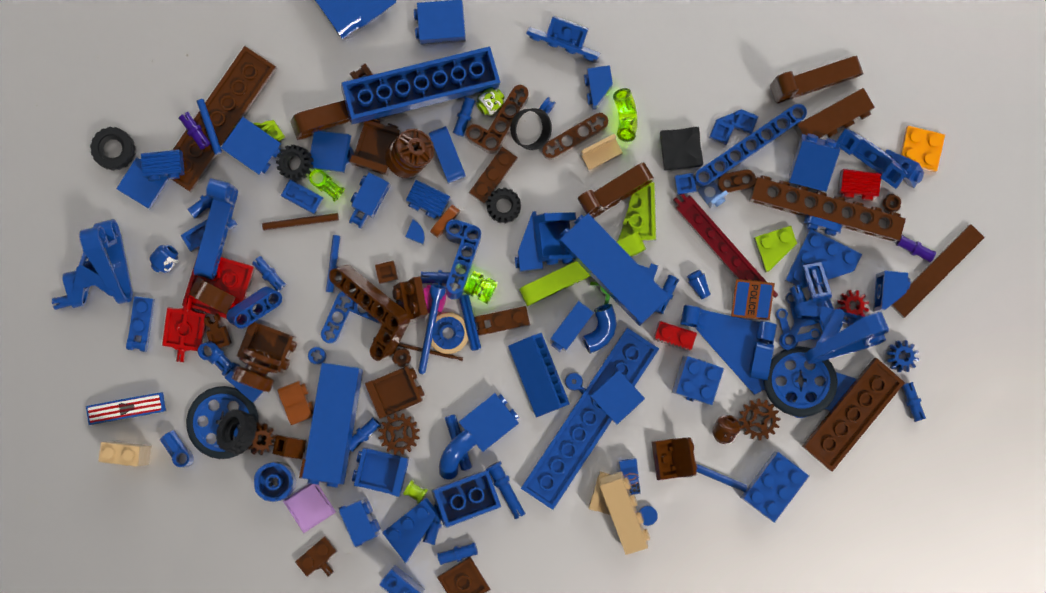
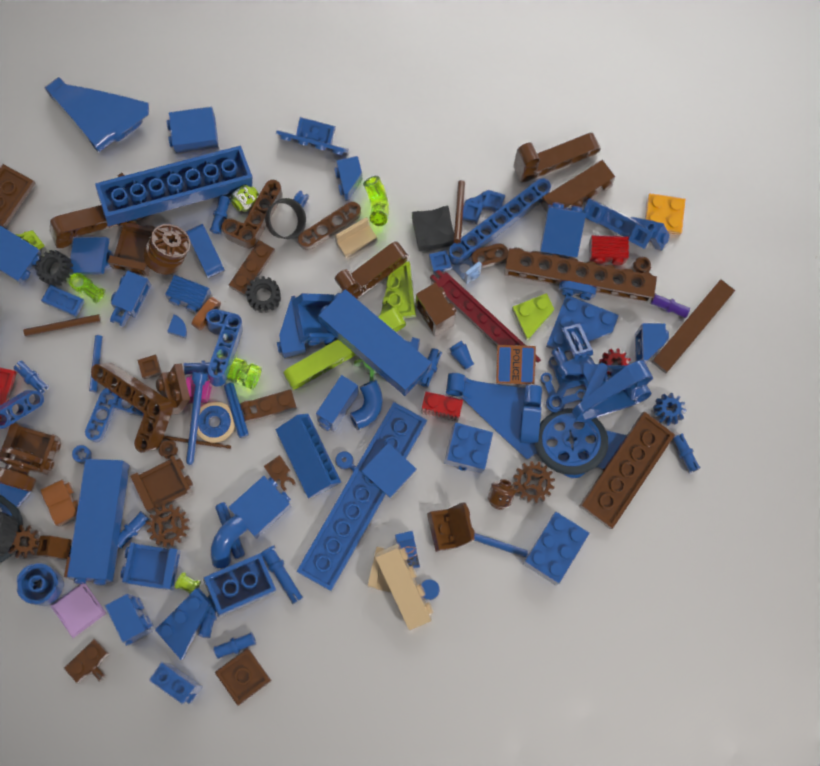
camera: 10 degrees left, 10 degrees down
(508, 386) = (278, 471): none -> reddish brown plate
(677, 236) = (435, 309): none -> reddish brown brick
(709, 132) = (459, 211): none -> reddish brown bar

